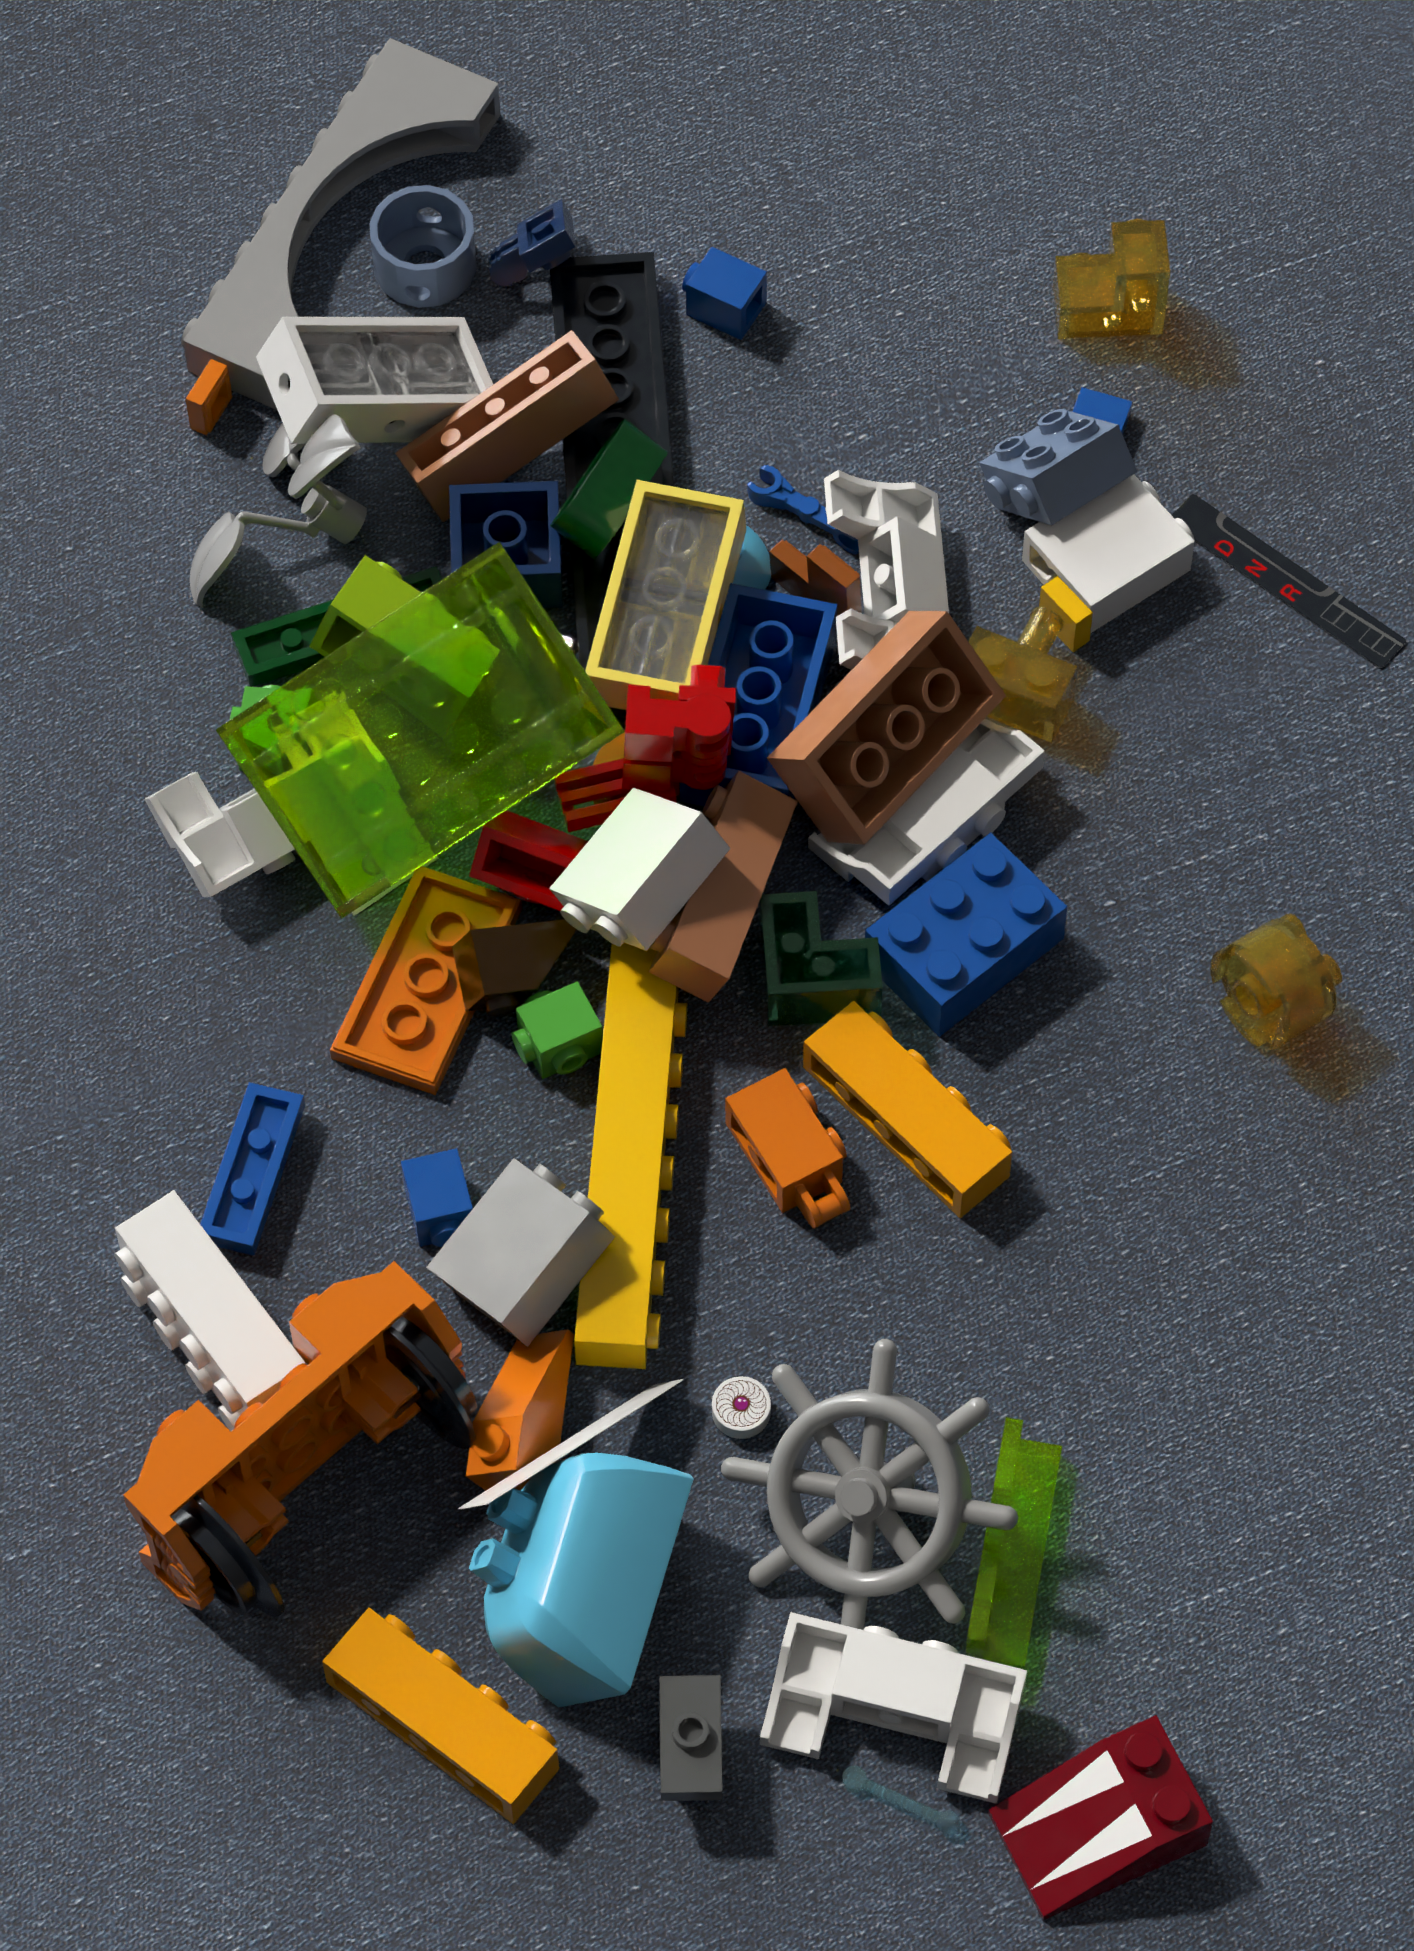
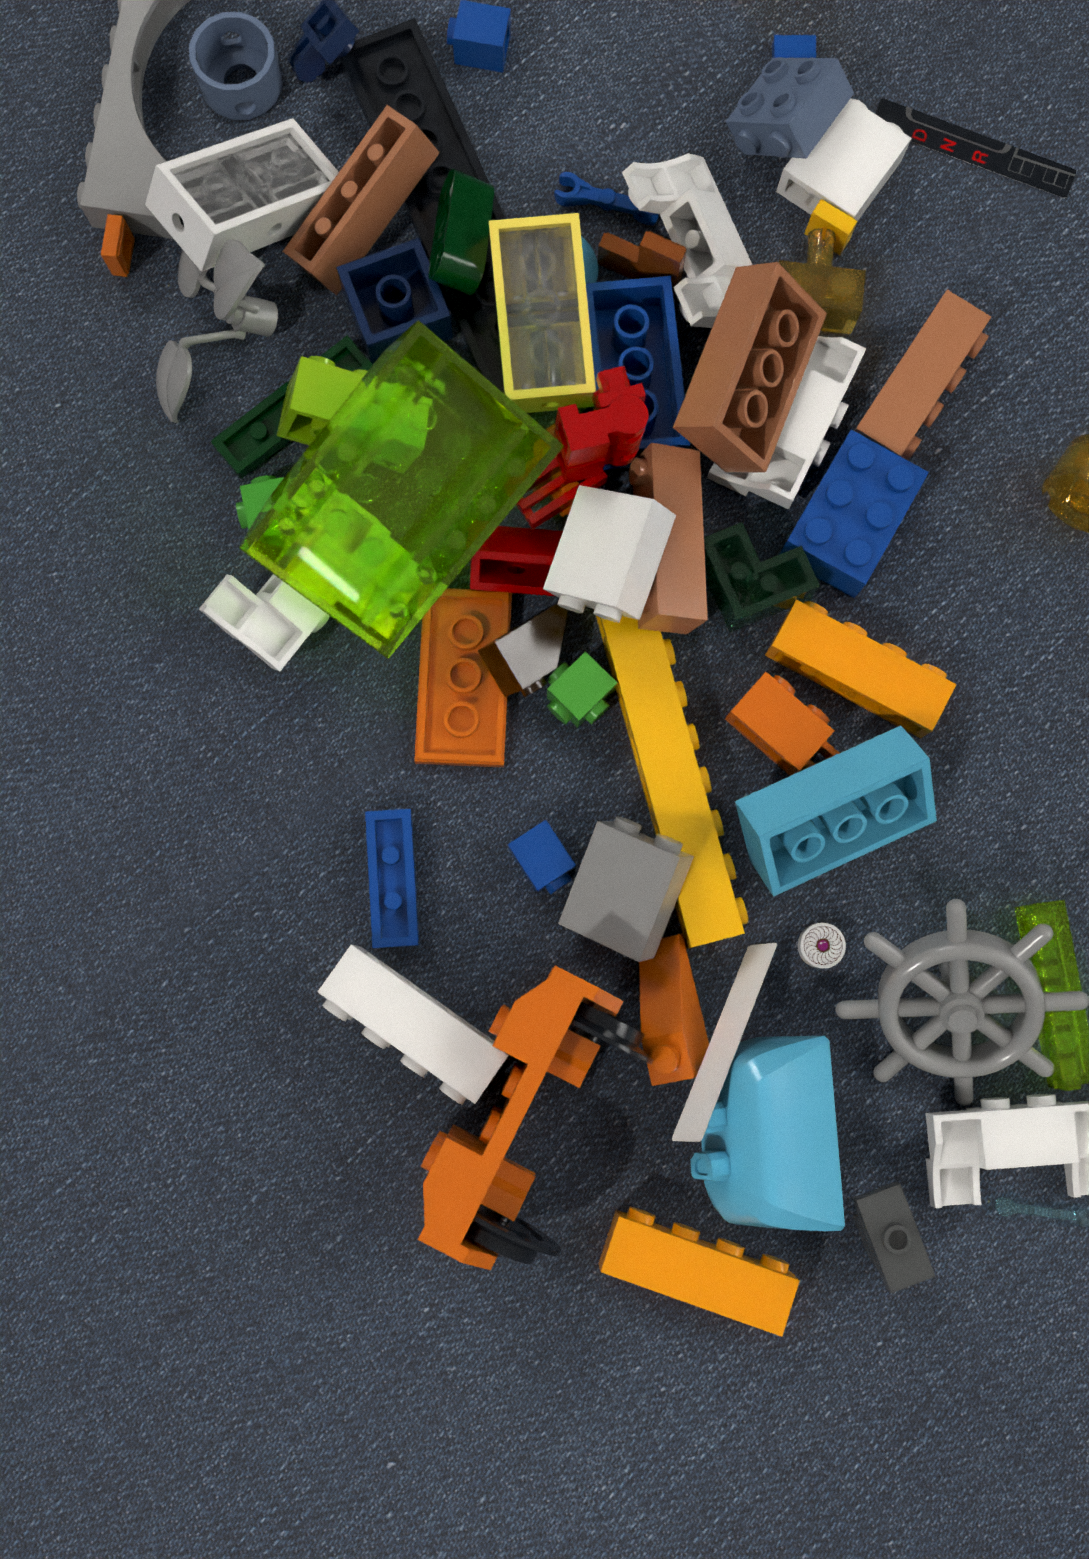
camera: 25 degrees left, 20 degrees up
(808, 1242) = (837, 810): none -> medium azure brick
(1113, 809) = (923, 375): none -> nougat brick

